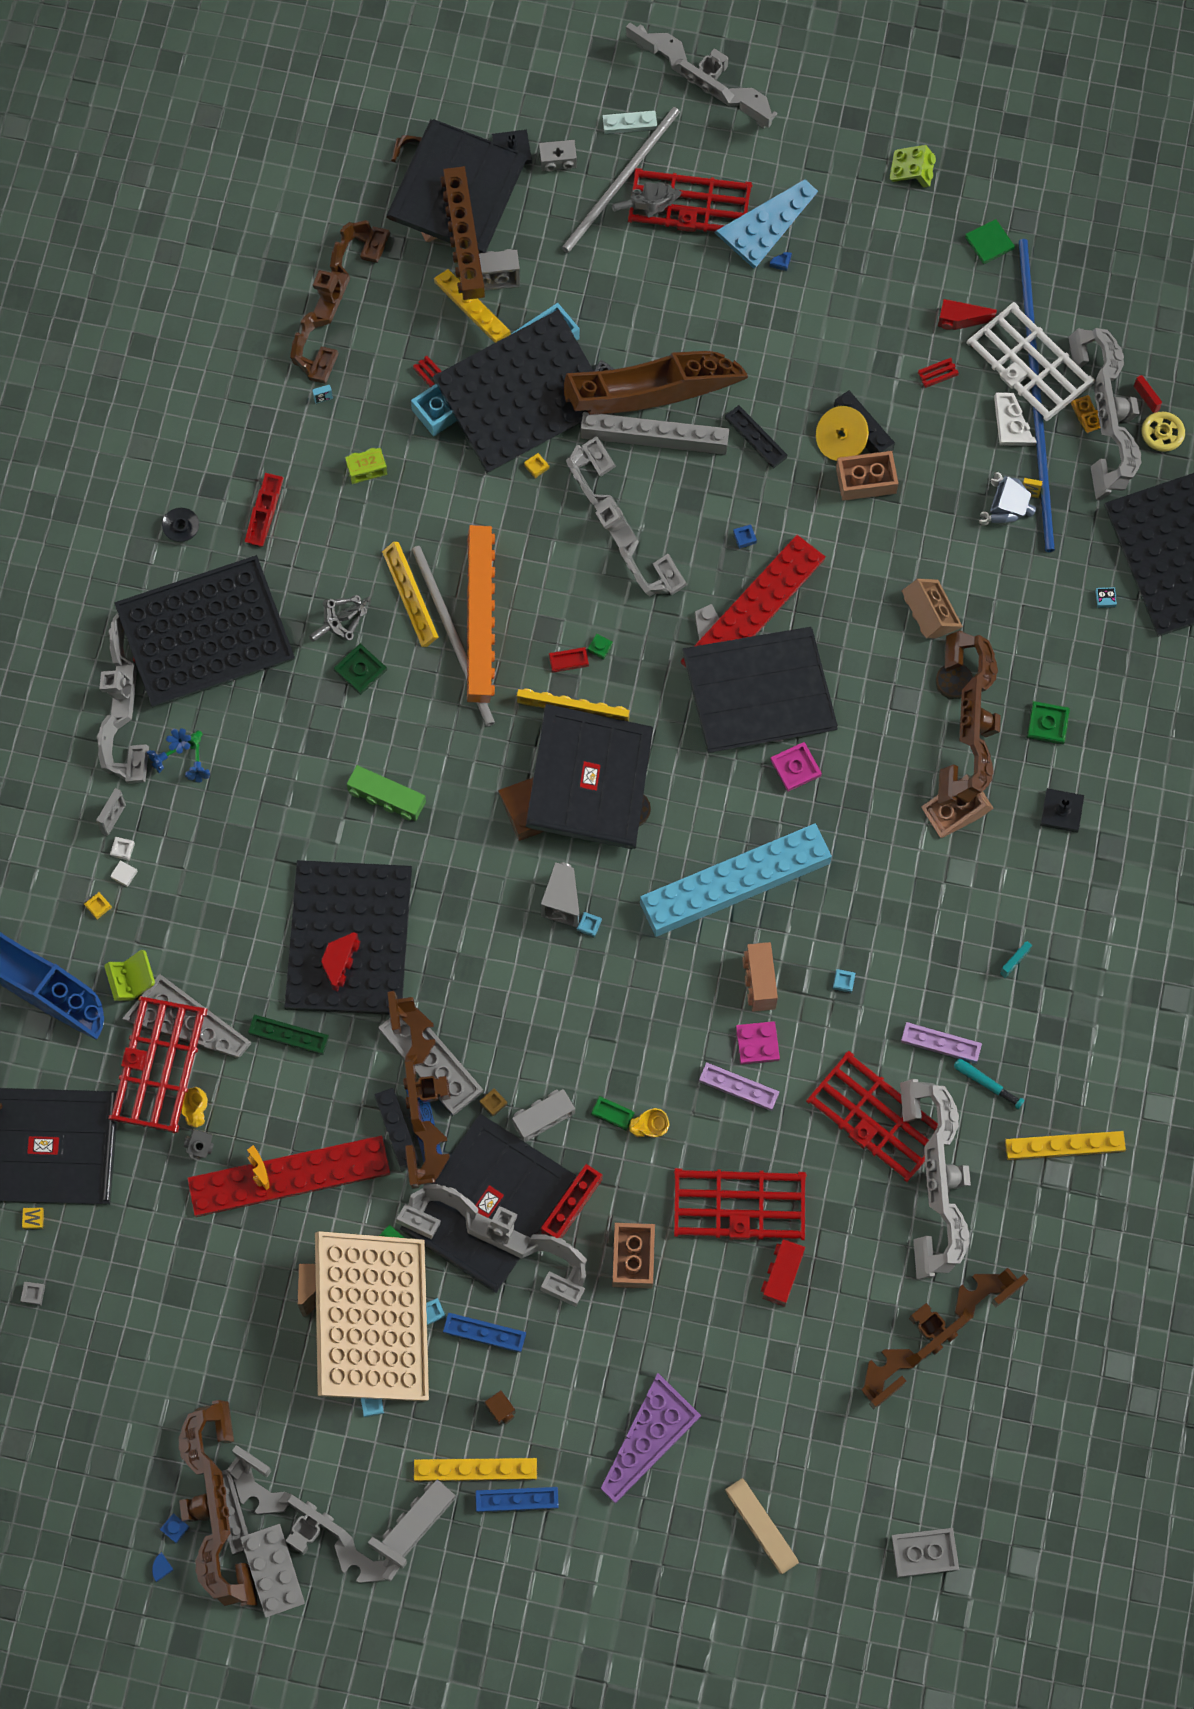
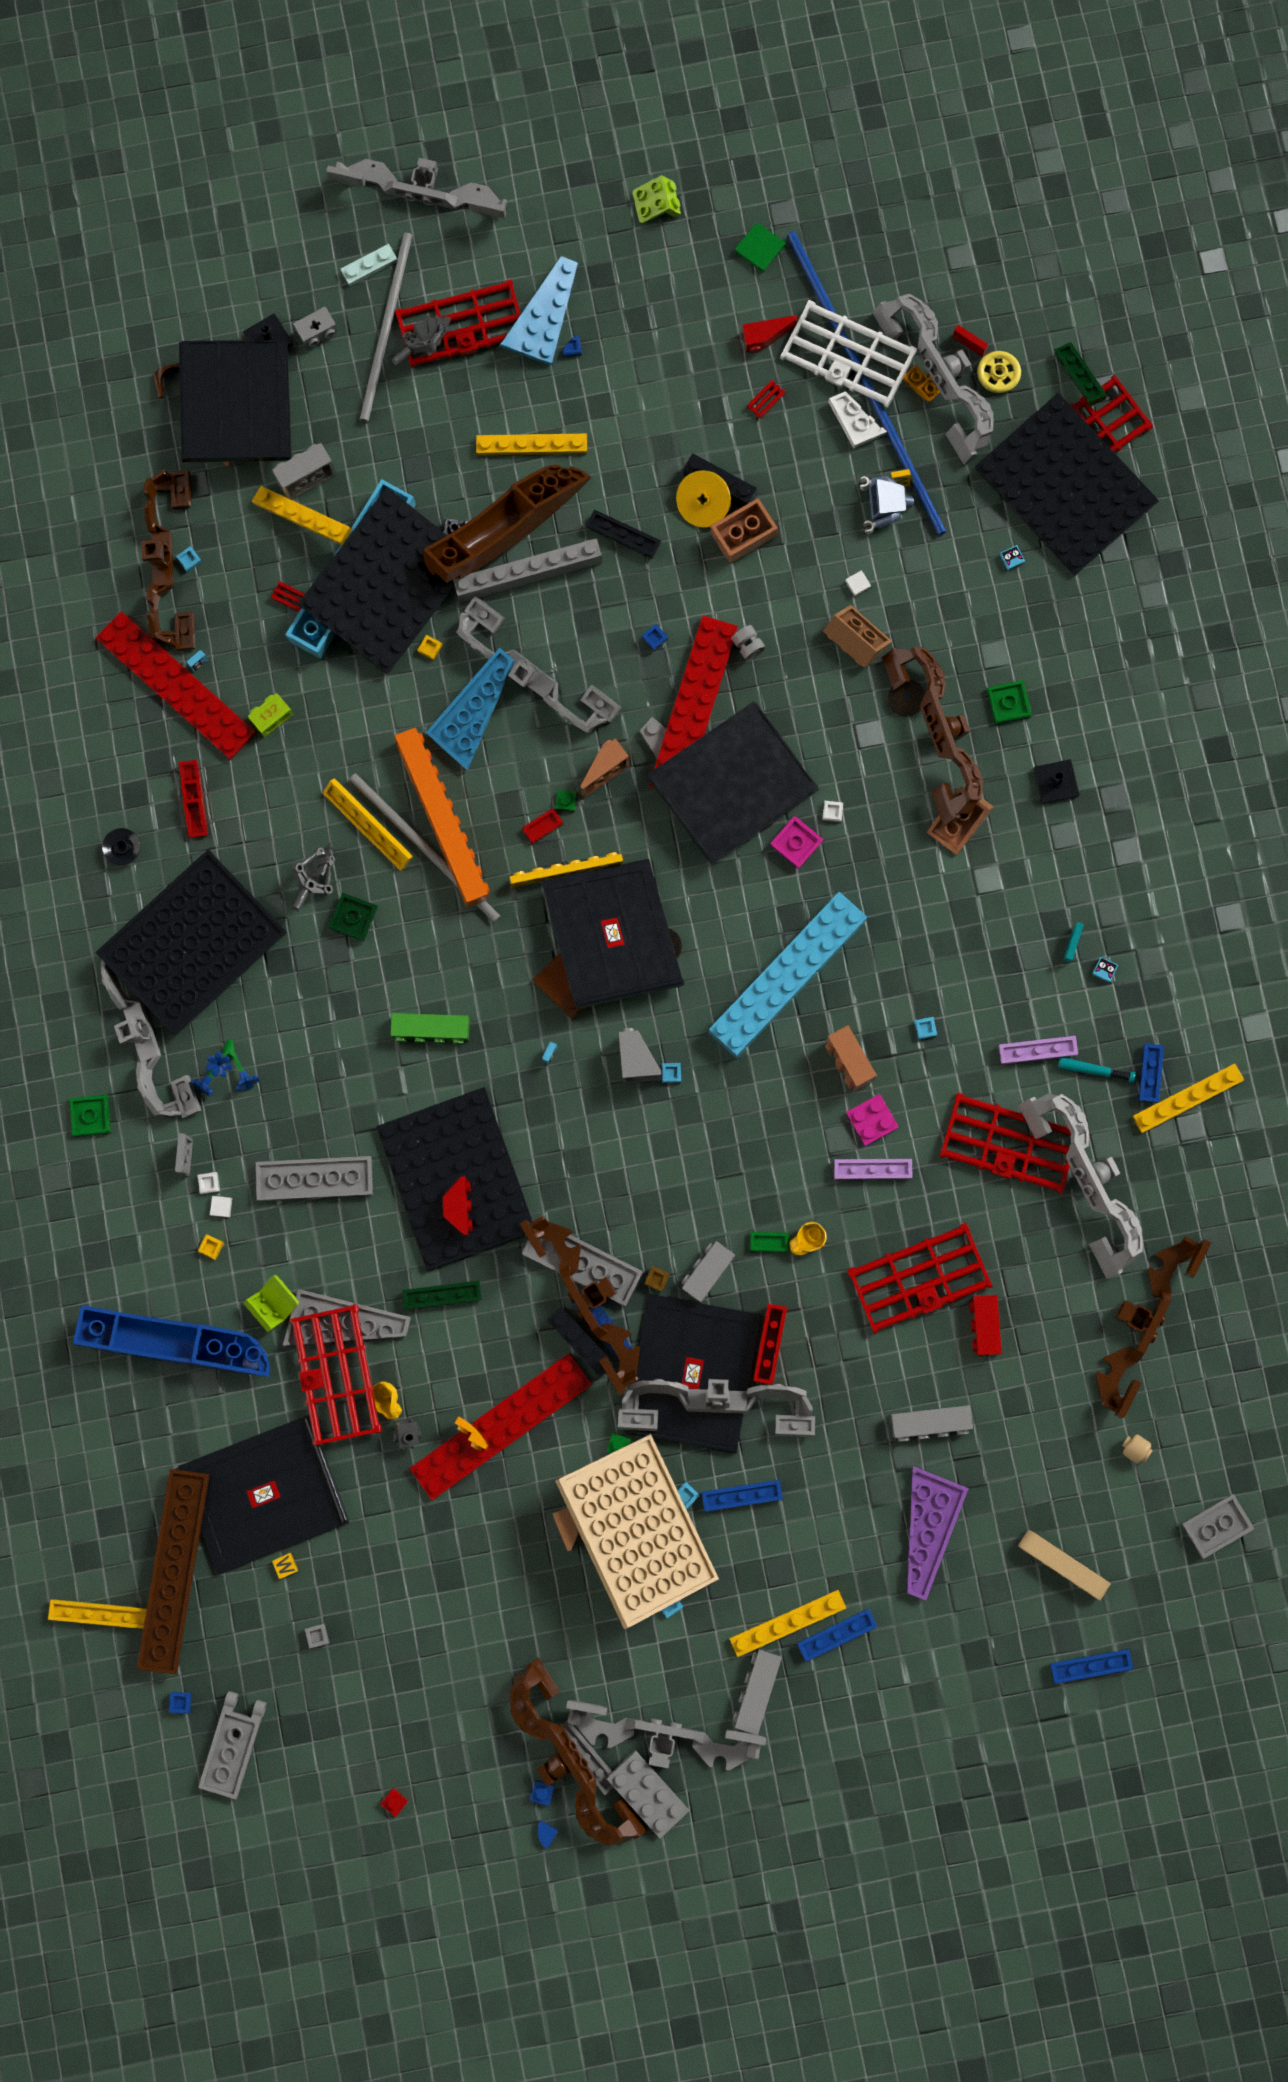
camera: 15 degrees left, 10 degrees up
(33, 1477) = (394, 1802): none -> red plate
(43, 746) = (90, 1115): none -> green tile
(219, 883) = (314, 1178): none -> light grey plate
(294, 408) = (176, 685): none -> red plate
(355, 306) = (188, 559): none -> medium azure tile
(462, 221) = (231, 394): reddish brown brick -> none
(485, 859) = (549, 1053): none -> medium azure tile
(500, 1408) = (787, 1559): reddish brown brick -> none
(540, 538) = (466, 718): none -> dark azure wing
(633, 1255) = (846, 1368): nougat brick -> none
(648, 629) = (608, 763): none -> nougat slope
(692, 1339) = (931, 1422): none -> light grey brick
(707, 328) = (531, 444): none -> yellow plate
(747, 1632) = (1091, 1666): none -> blue plate
(828, 573) = (745, 637): none -> light grey wheel
(841, 753) = (832, 811): none -> white tile
(878, 1447) = (1137, 1449): none -> tan head
(953, 563) = (858, 583): none -> white tile
(1035, 996) = (1105, 969): none -> tile
(1039, 1107) = (1151, 1073): none -> blue plate

